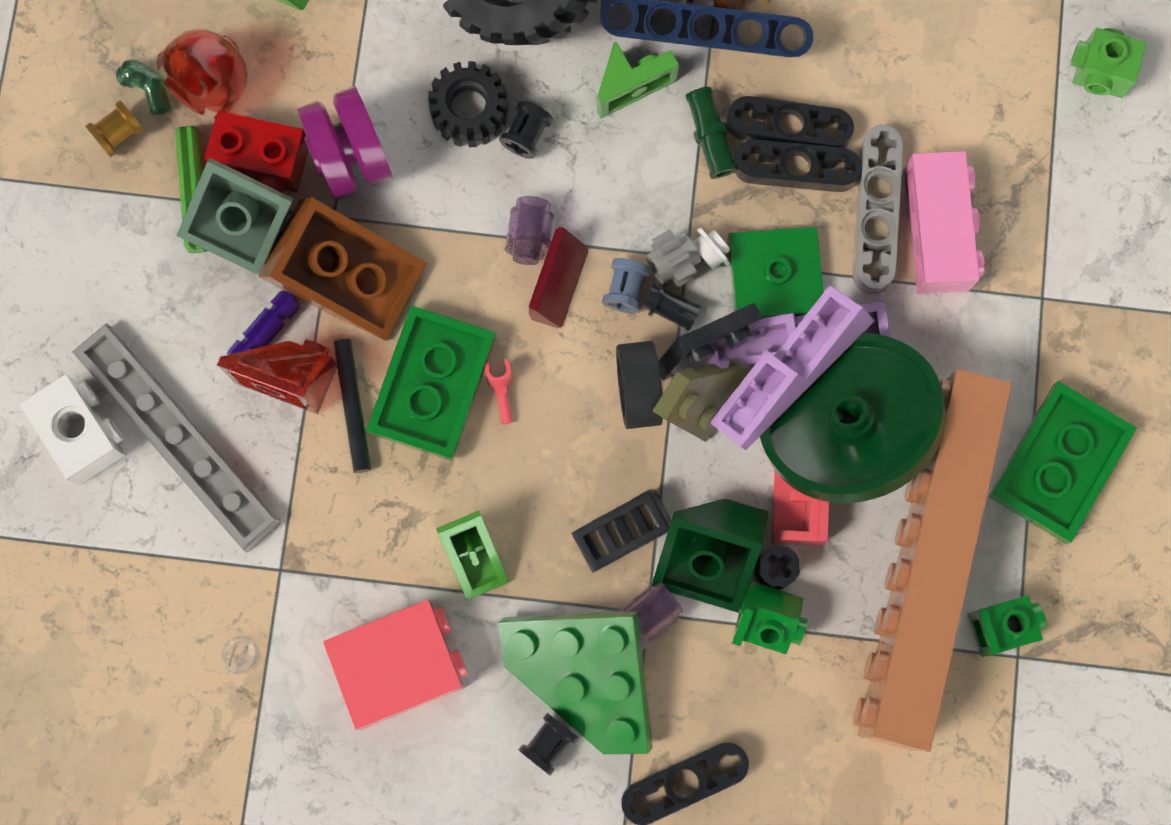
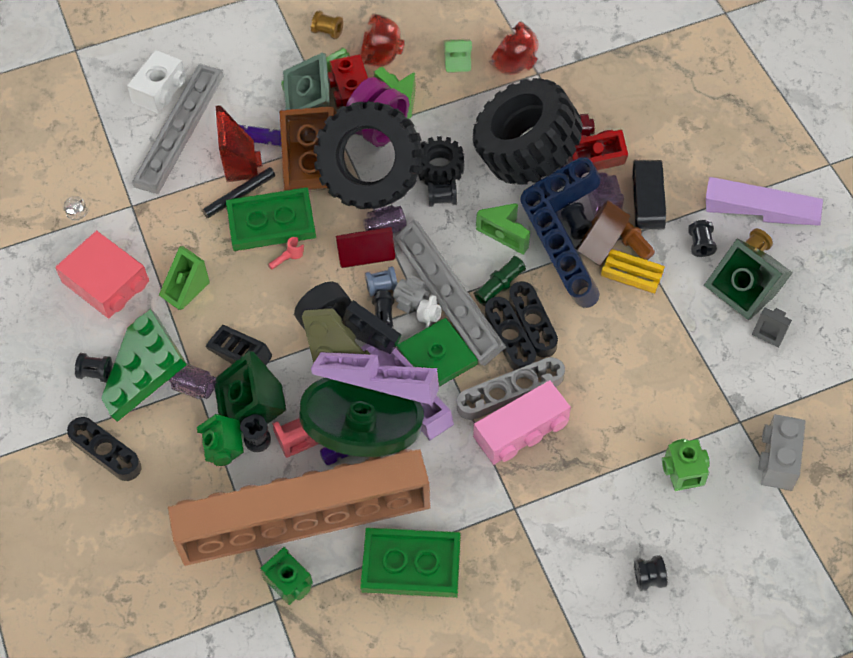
camera: 65 degrees right, 20 degrees down
(138, 74) = (361, 19): clear green arm -> none
(319, 85) = (406, 86): none -> bright green slope
(487, 203) = (332, 162): none -> black tyre
(691, 206) = (450, 293): none -> light grey tile

